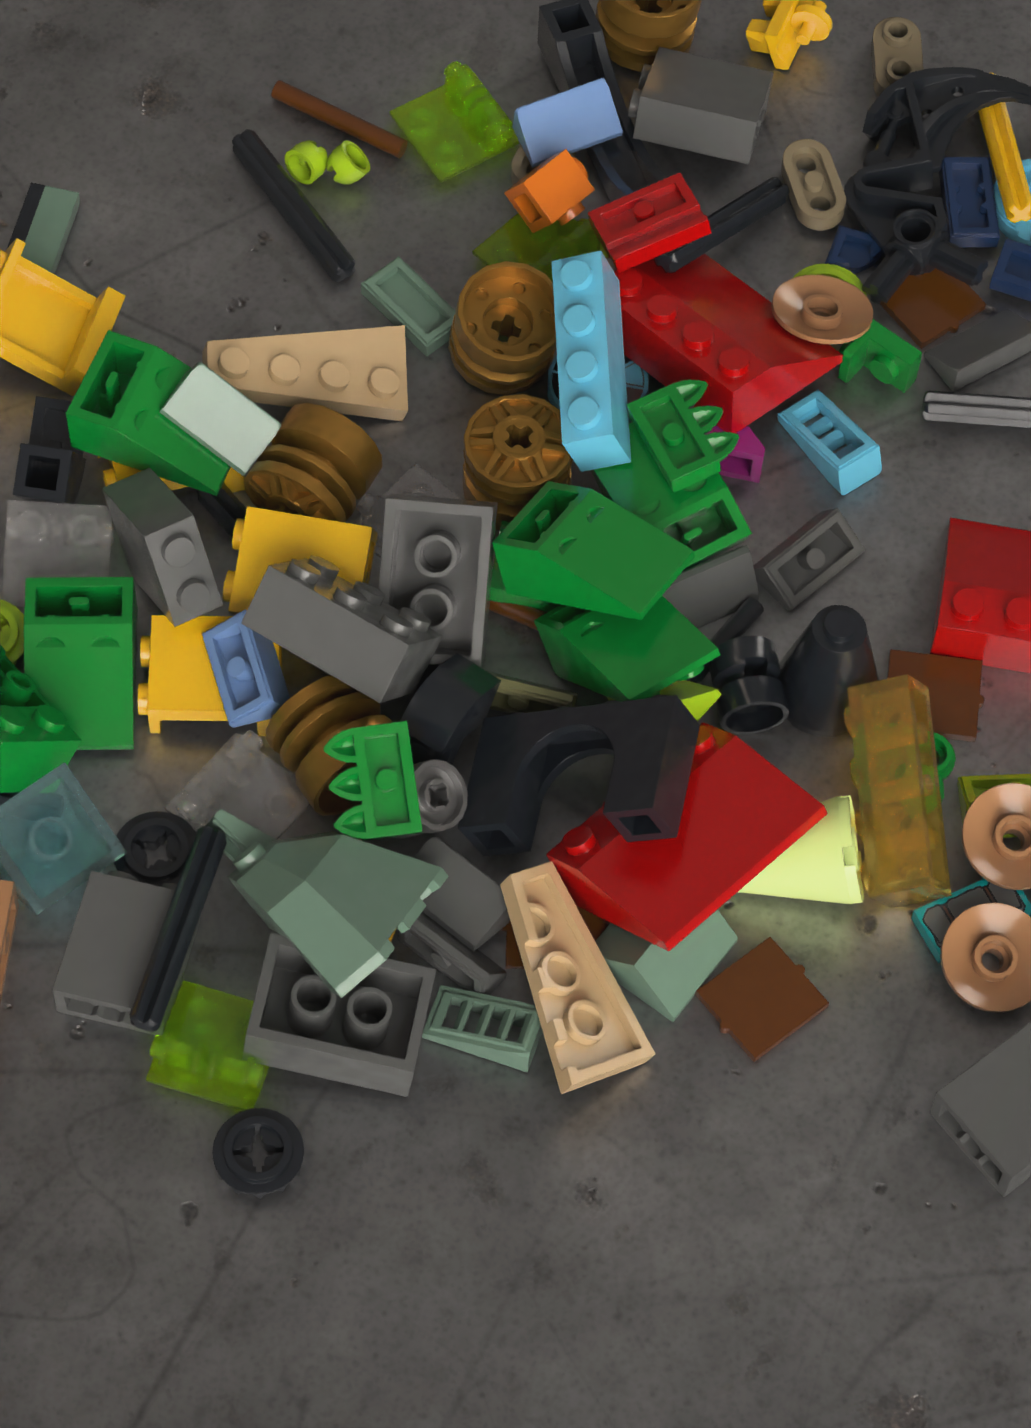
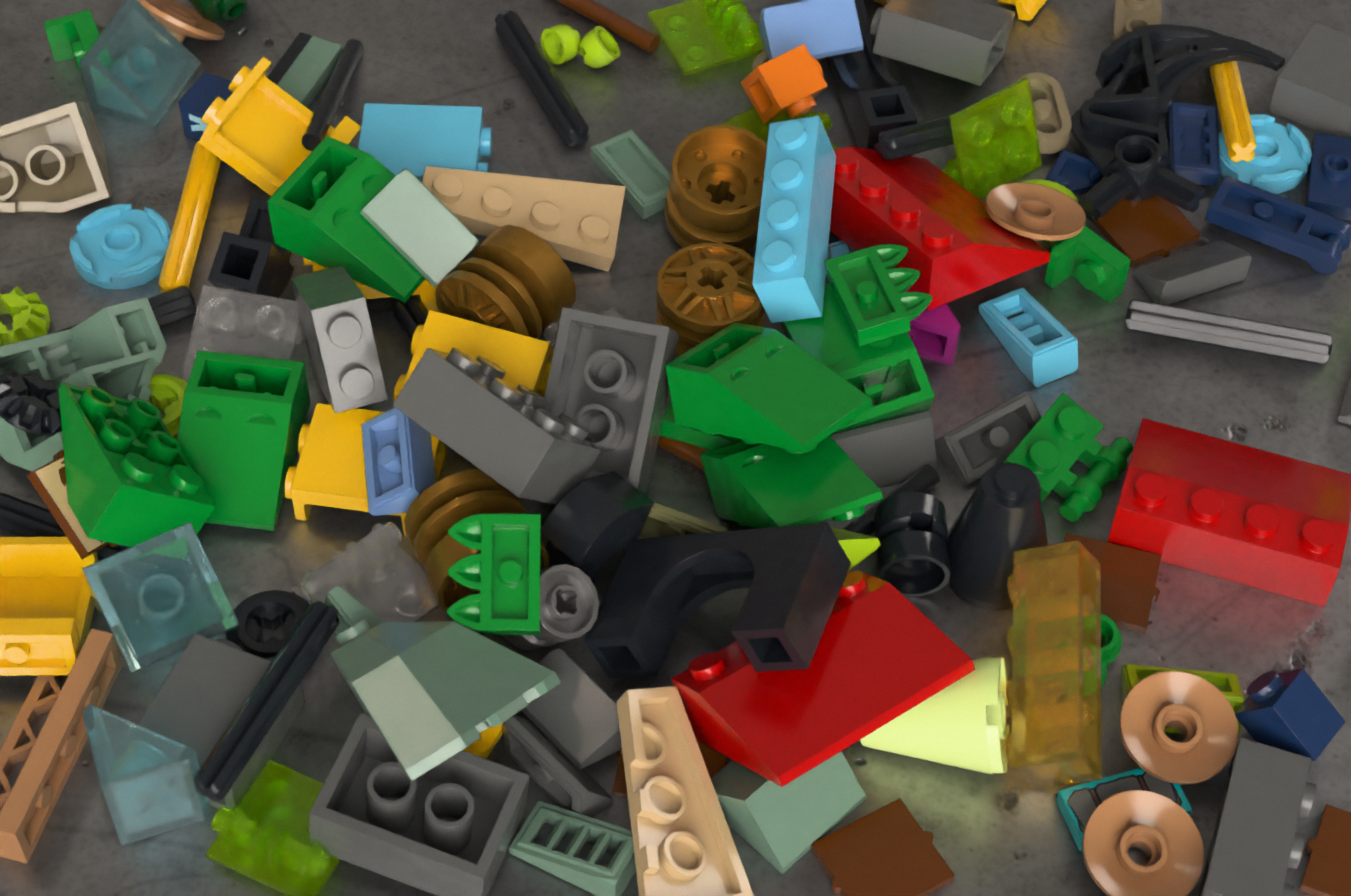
camera: 10 degrees right, 10 degrees down
(76, 1017) = (143, 777): none -> clear light blue slope
(85, 258) = (332, 94): none -> black bar
(192, 304) = (425, 136): none -> medium azure brick
(649, 222) = (873, 109): red plate -> none
(771, 231) = (995, 140): none -> clear neon green hinge
(868, 564) = (1056, 443): none -> green plate

